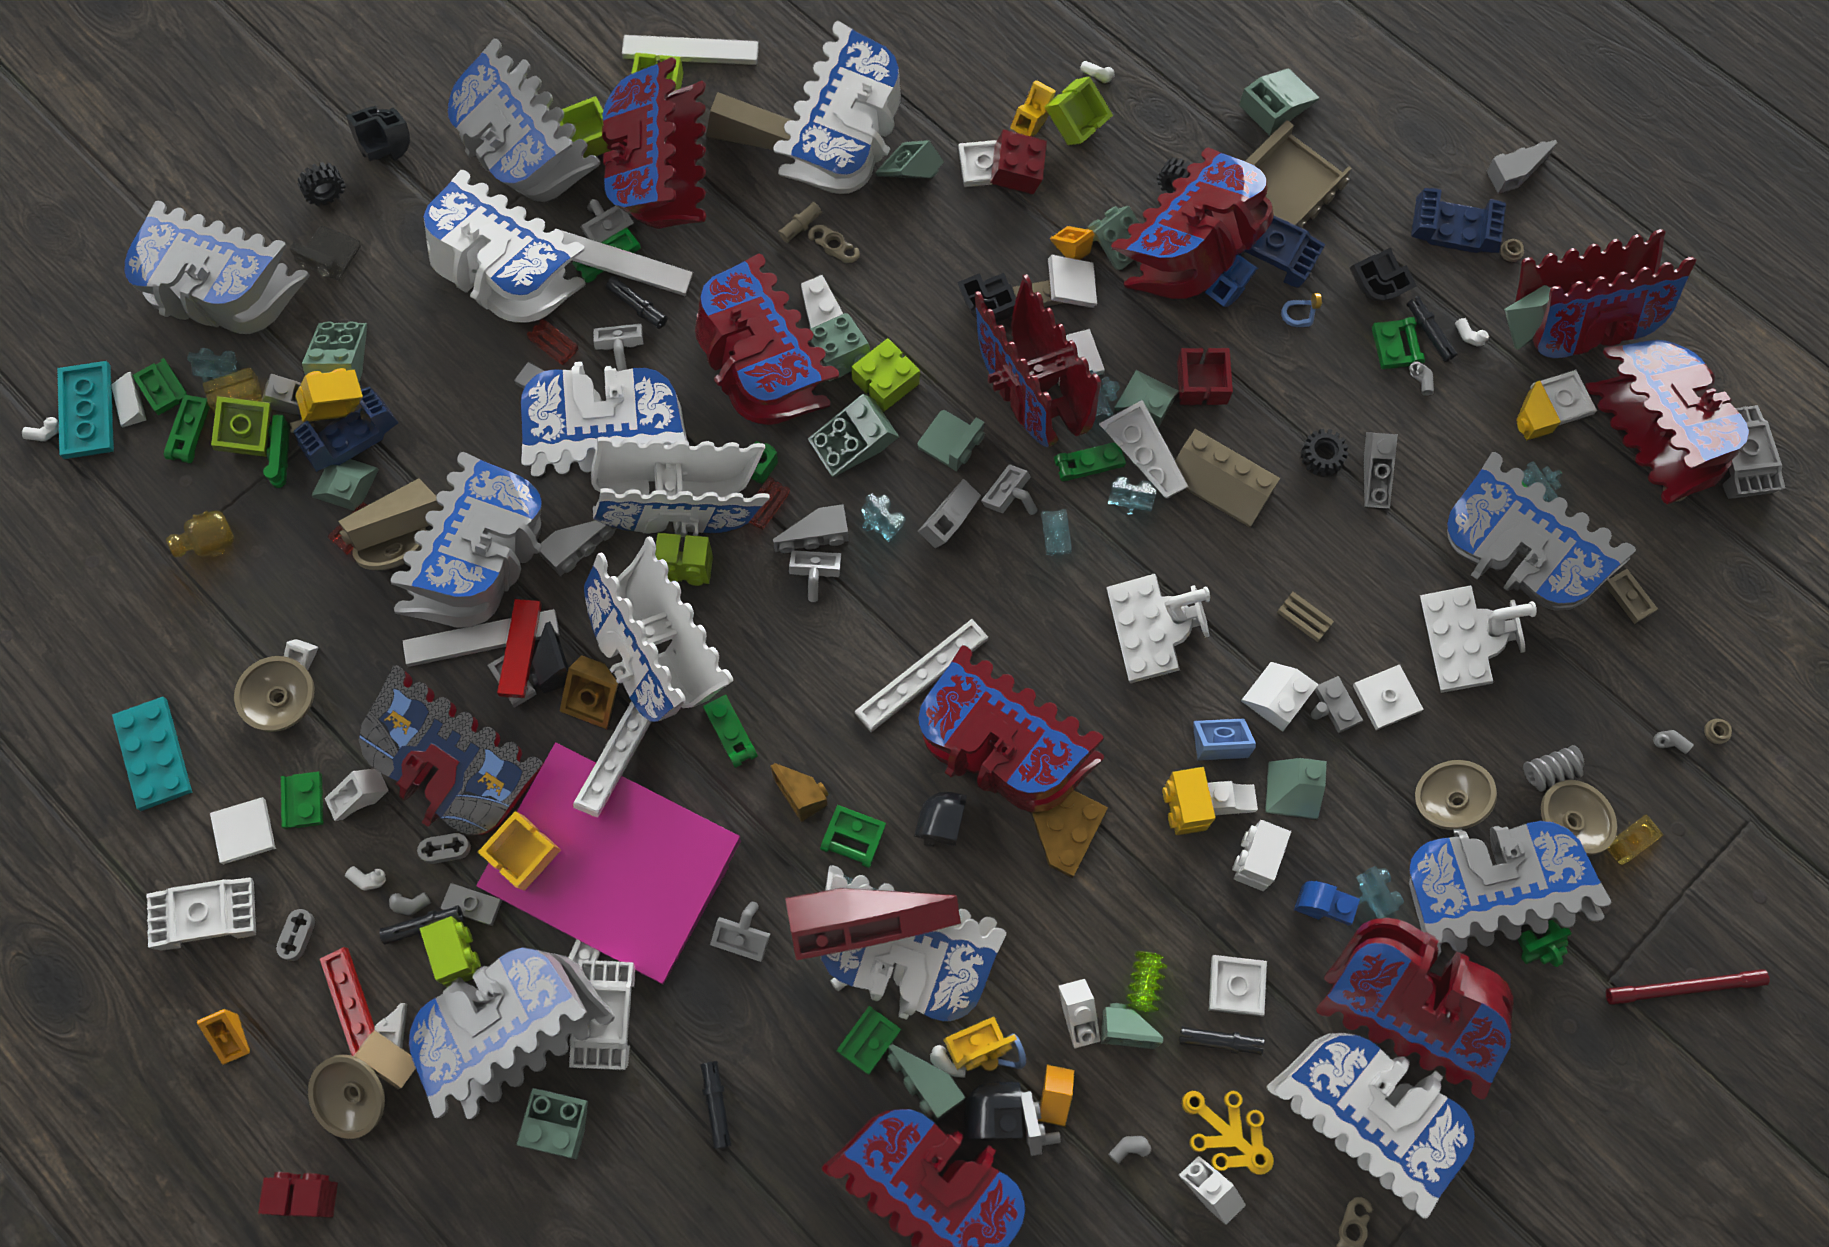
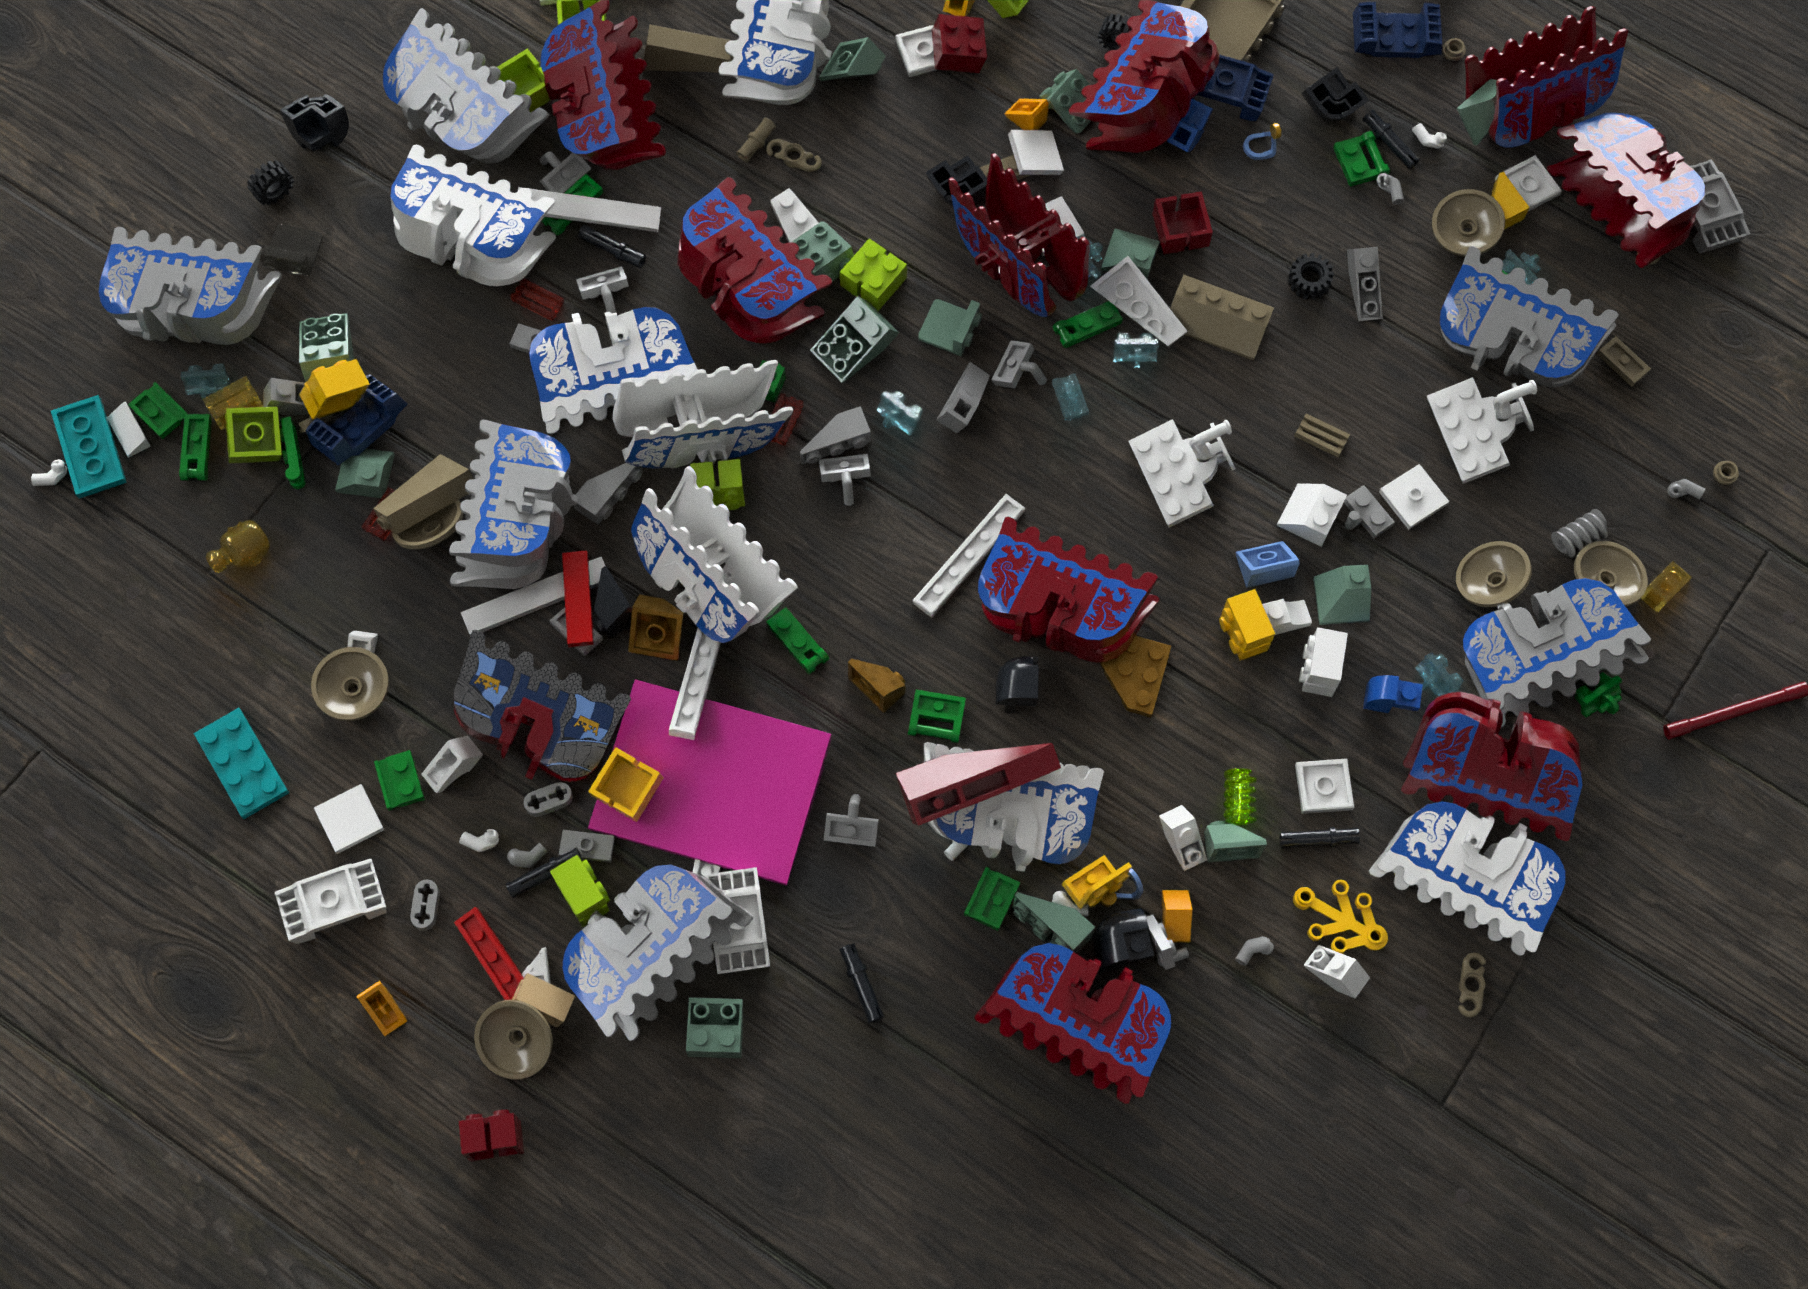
camera: 10 degrees left, 0 degrees up
(1495, 413) = (1468, 210): none -> dark tan dish

